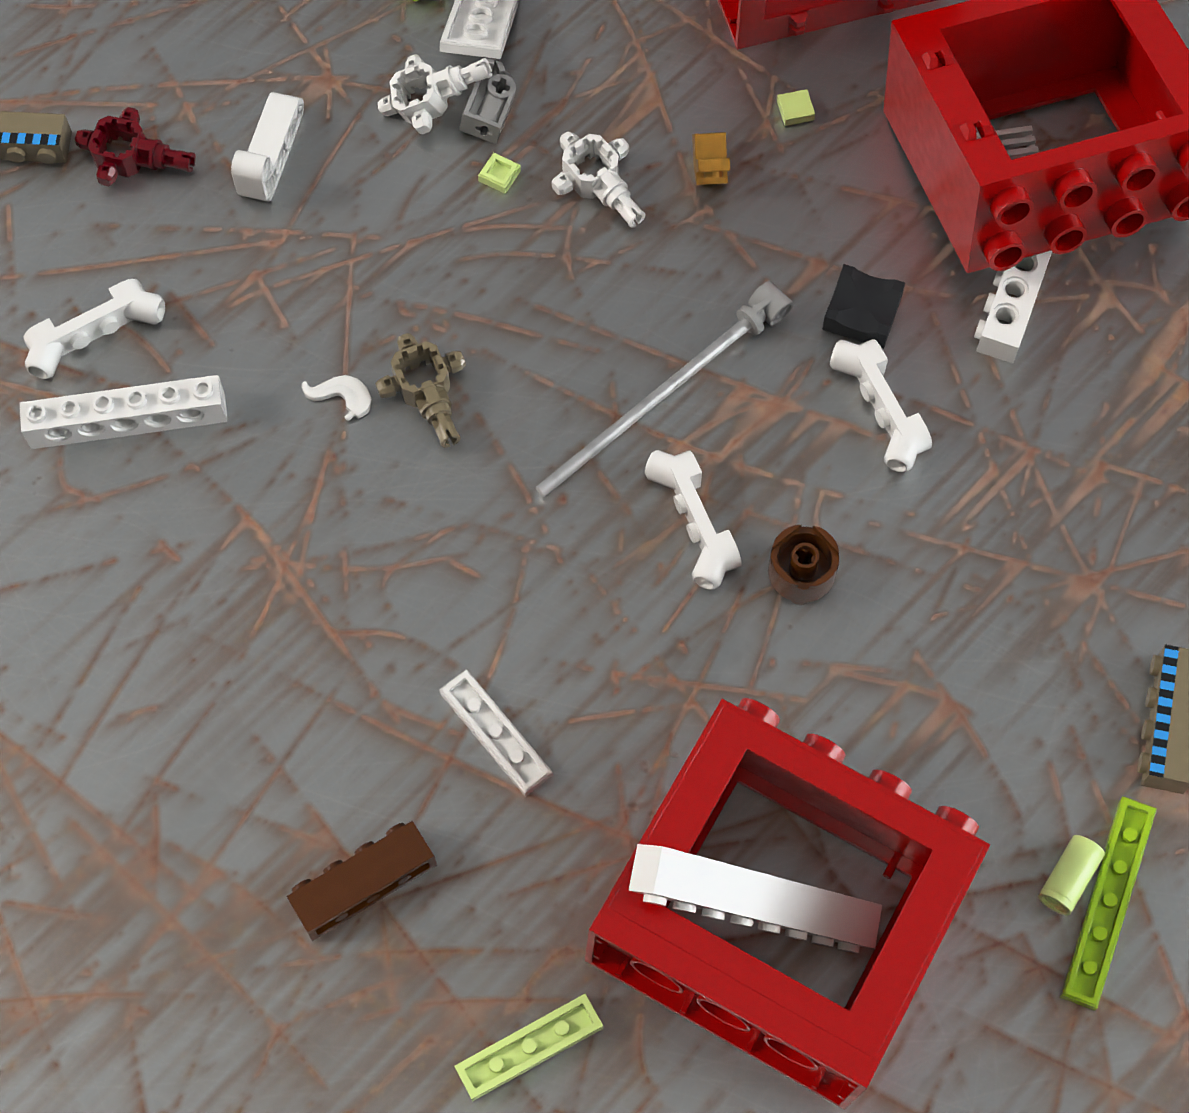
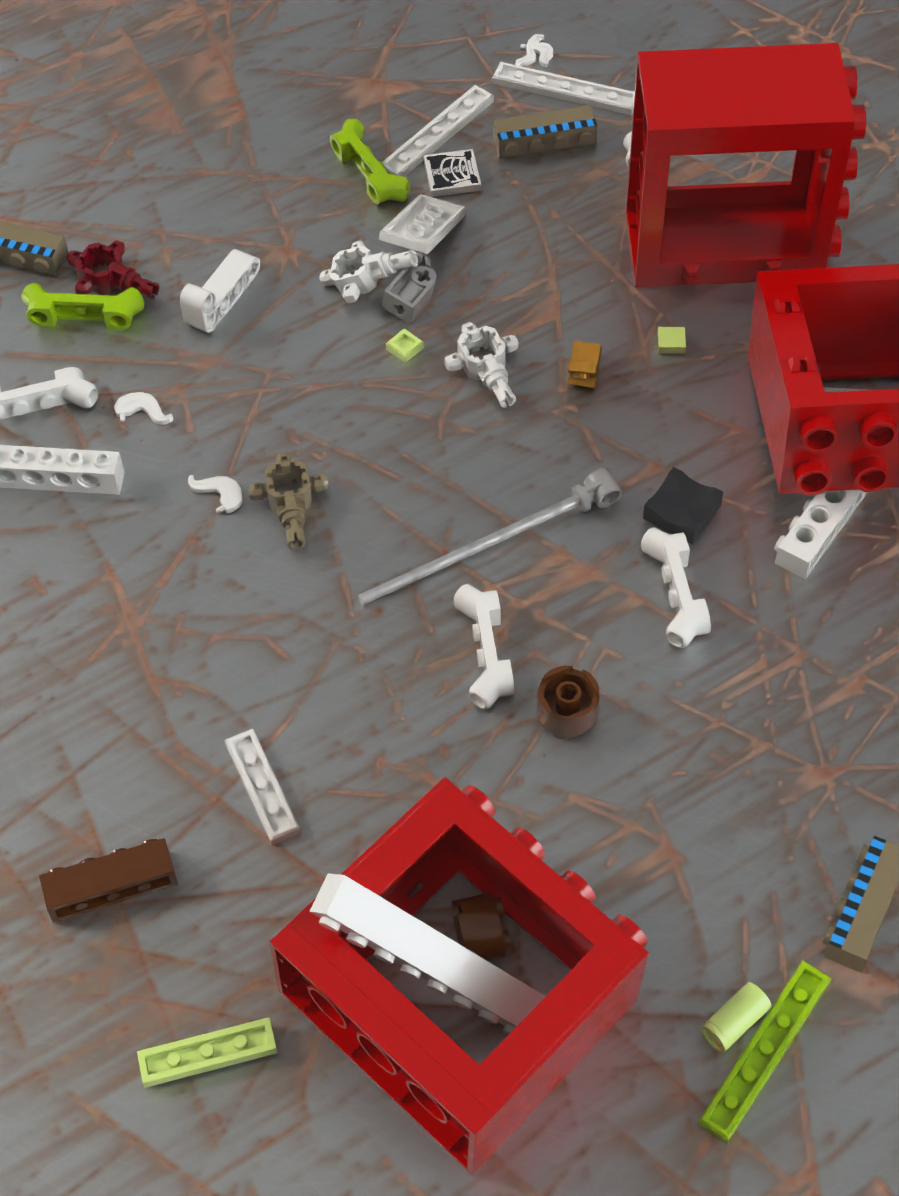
camera: 15 degrees right, 10 degrees down
(71, 208) = (47, 307): none -> lime plate
(215, 303) = (141, 401): none -> white piece
(784, 843) = (480, 927): none -> reddish brown brick

